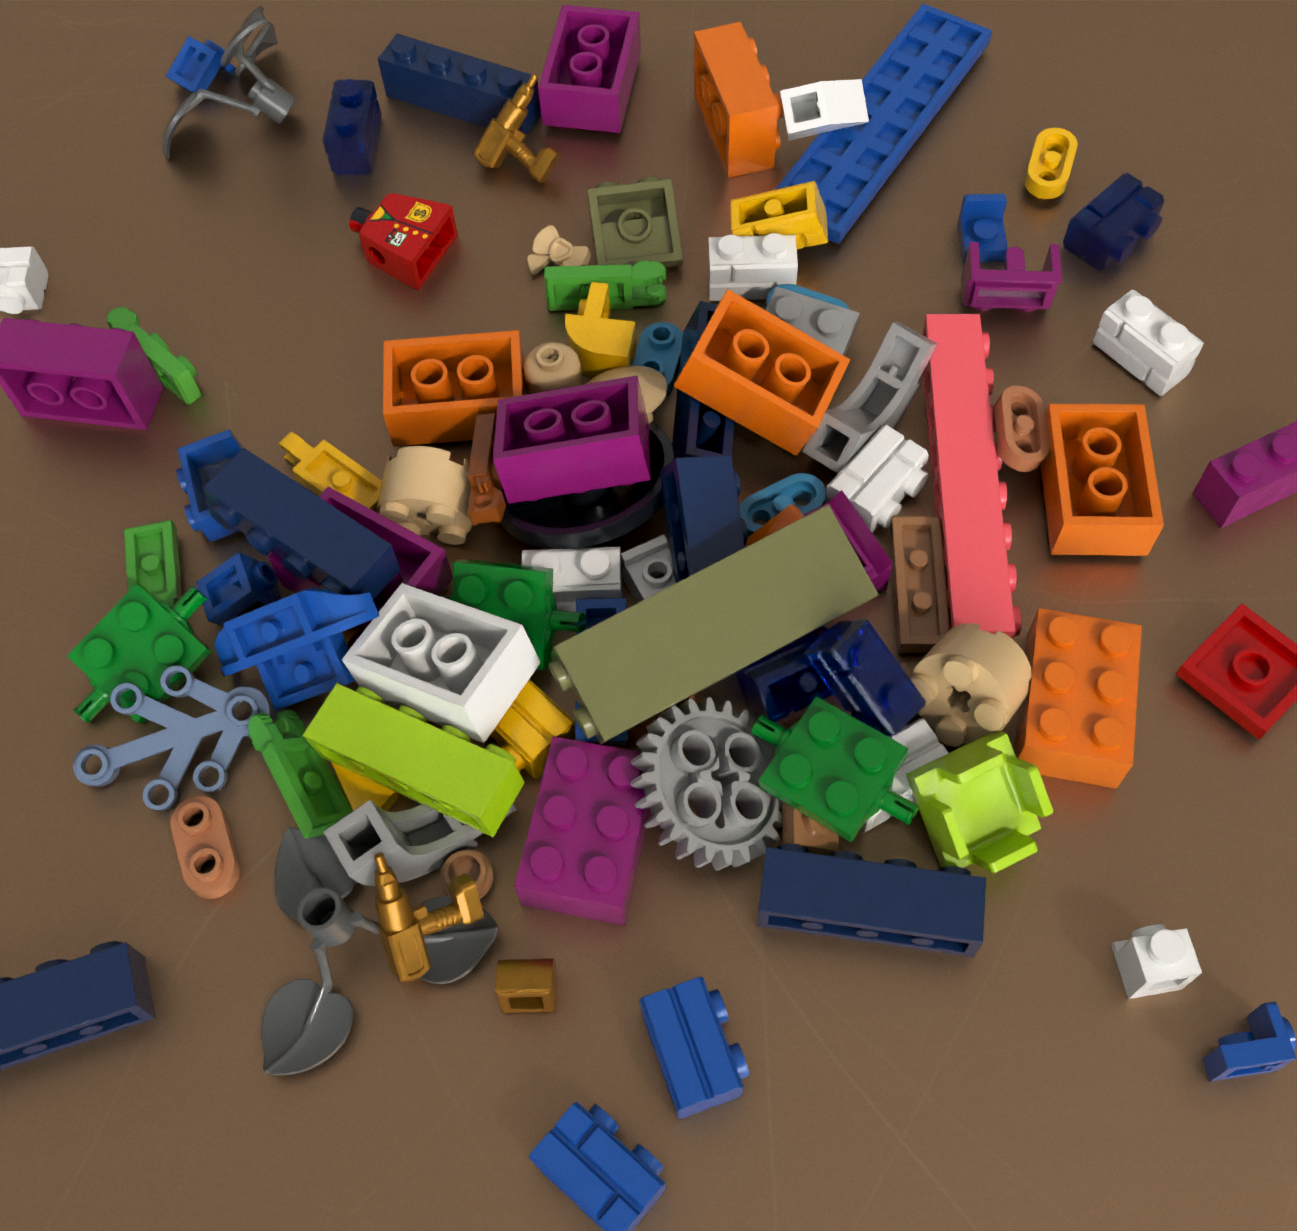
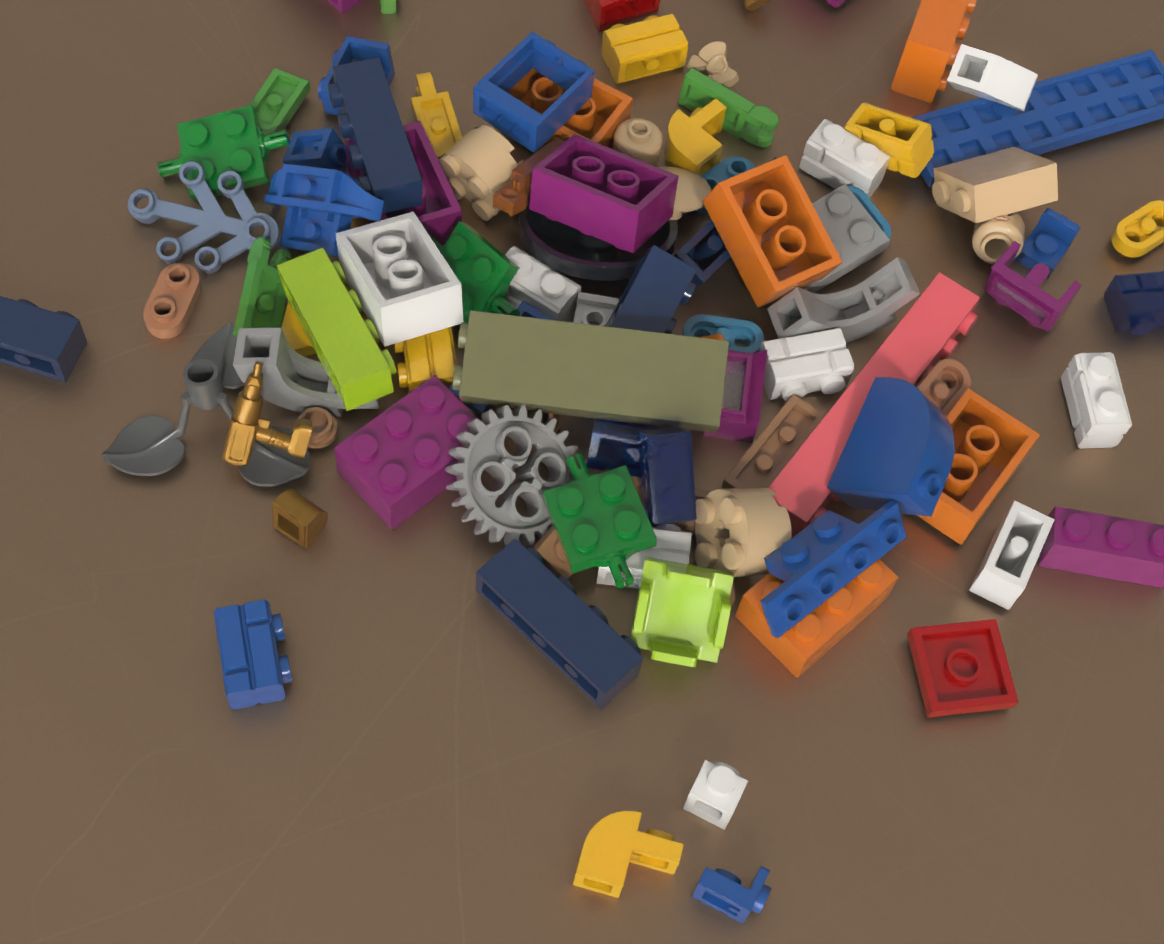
camera: 25 degrees right, 0 degrees up
(422, 420) = (514, 117): none -> blue window
(479, 277) = (644, 48): none -> yellow brick
(635, 223) = (786, 78): olive plate -> none
(692, 1046) = (368, 626): blue brick -> none
(904, 202) = (995, 184): none -> tan brick
(940, 248) = (995, 236): none -> tan head
(1049, 507) = (895, 451): none -> blue brick
(1073, 658) = (825, 560): none -> blue bracket
(1112, 1096) = (617, 842): none -> yellow brick
(1207, 533) = (1011, 555): none -> white brick

